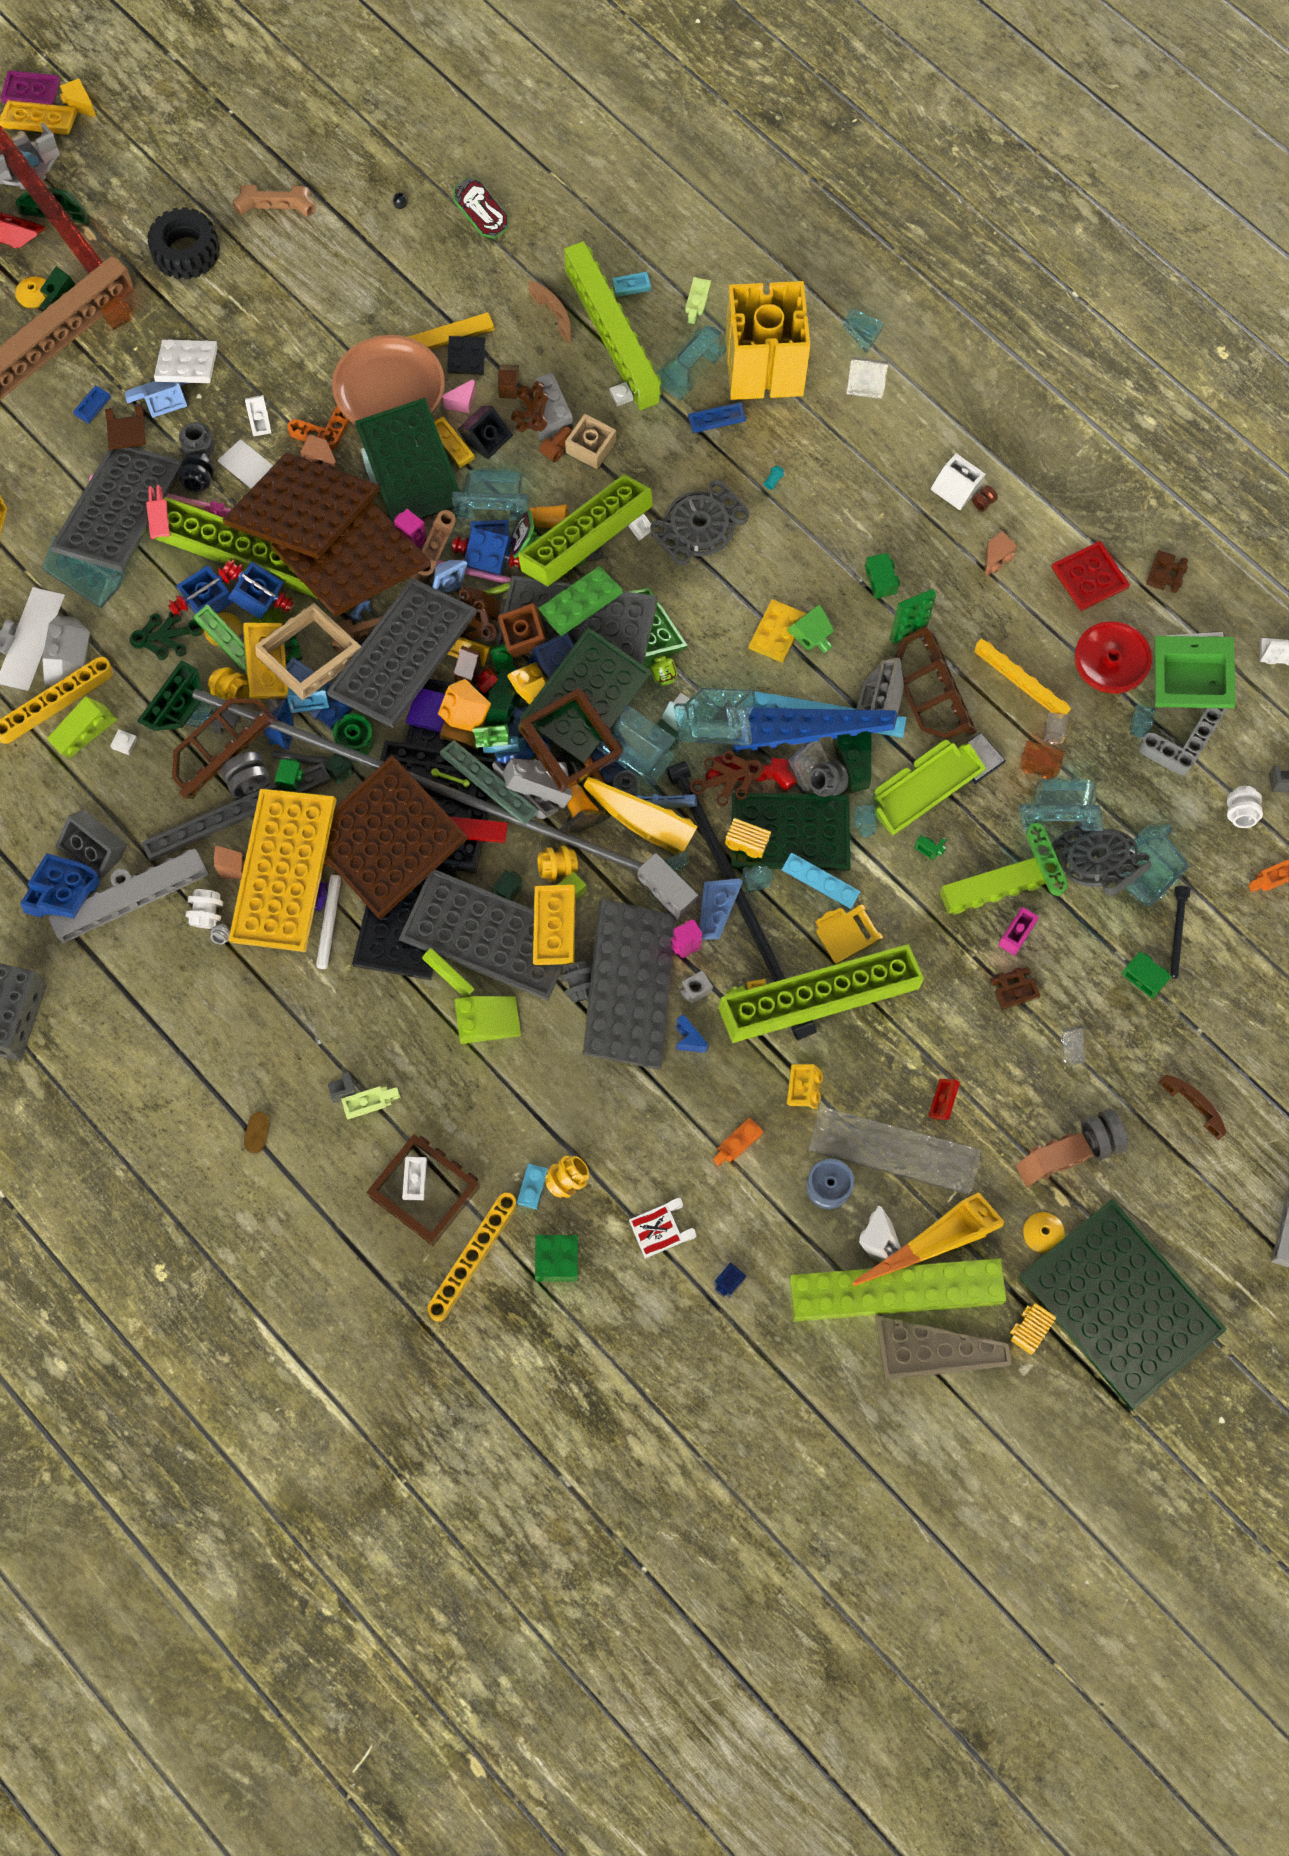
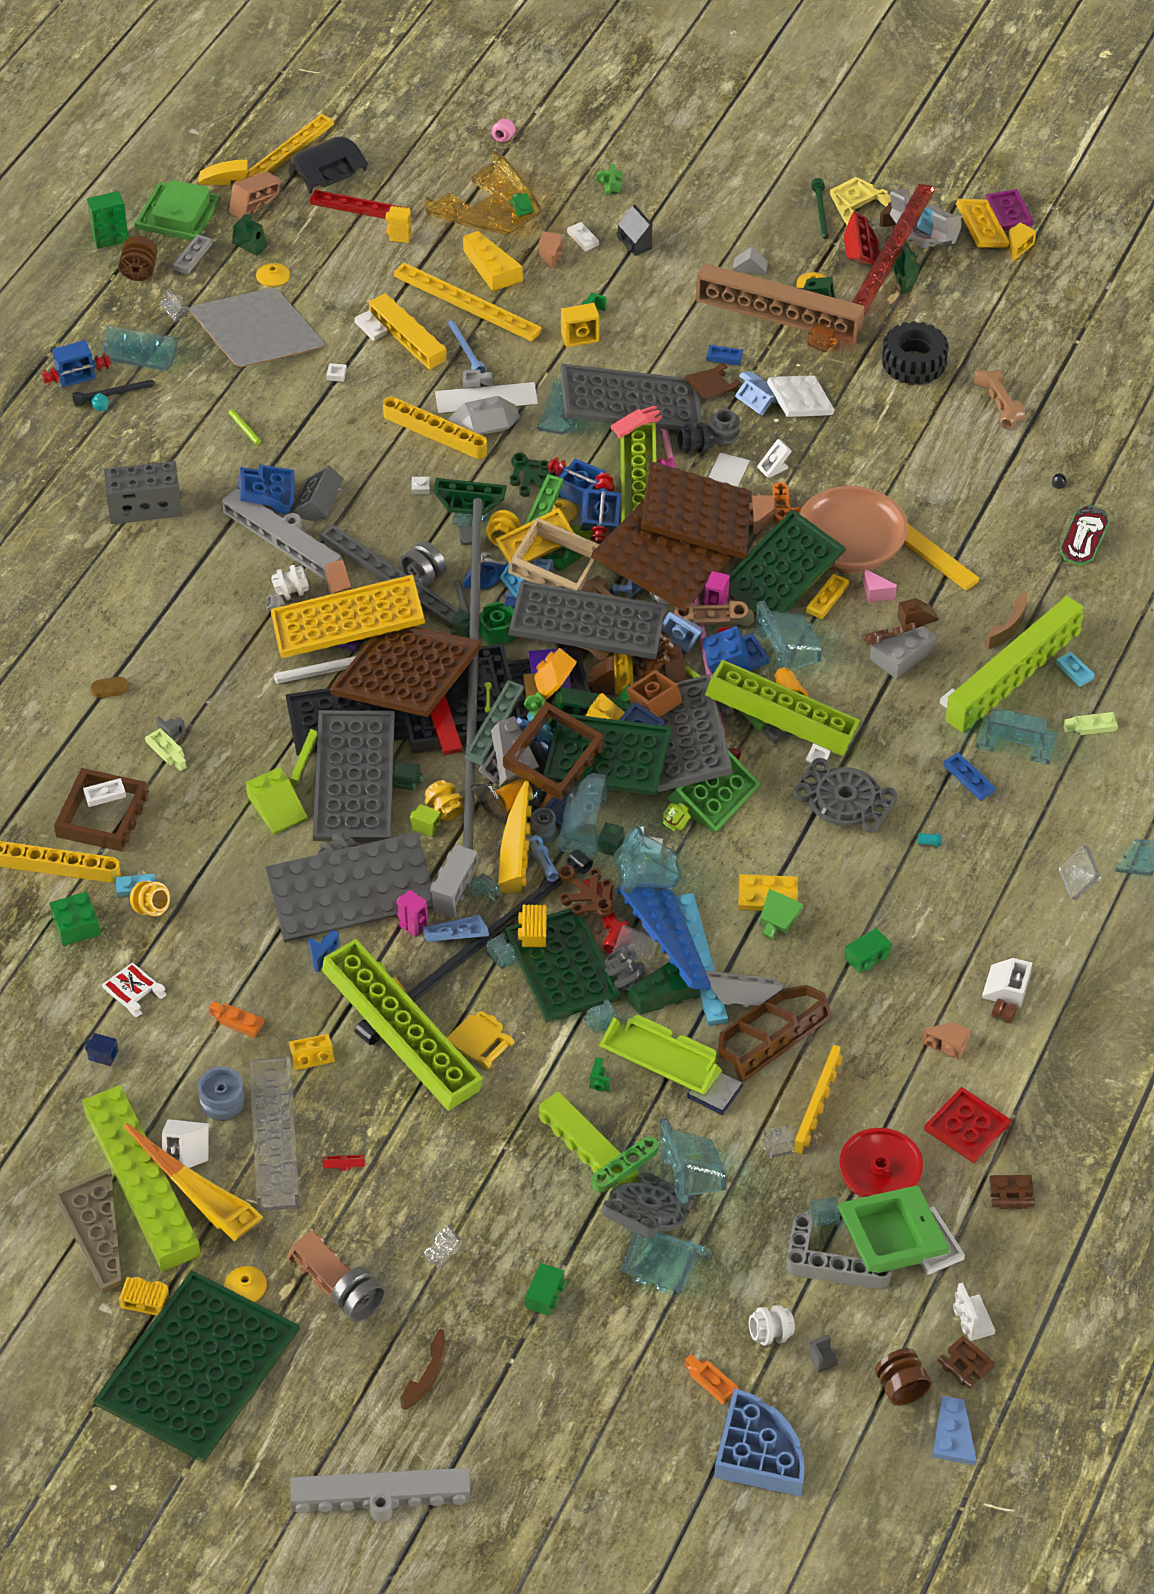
camera: 70 degrees right, 20 degrees down
(81, 727) = (419, 451): lime wedge -> none
(232, 749) = (448, 543): reddish brown plate -> none
(289, 774) = (437, 590): green brick -> none
(321, 896) = (331, 655): dark purple arm -> none
(466, 355) = (924, 577): black plate -> none
(485, 431) = (851, 615): black slope -> none
(486, 679) = (596, 688): red plate -> none
(523, 533) = (756, 665): shield -> none
(554, 447) = (865, 668): dark orange piece -> none
(554, 925) = (380, 811): yellow plate -> none
(580, 601) = (700, 719): bright green plate -> none
(590, 441) = (883, 689): tan brick -> none
(700, 980) = (372, 939): light grey brick -> none
(767, 340) = (1051, 763): yellow brick -> none
(820, 880) = (521, 999): medium azure plate -> none
(912, 615) = (824, 971): green plate -> none
(1016, 993) = (479, 1191): reddish brown plate -> none
(1018, 931) = (541, 1168): dark pink brick -> none
(1041, 760) = (737, 1139): clear orange brick -> none
(1182, 894) = (648, 1301): black piece -> none

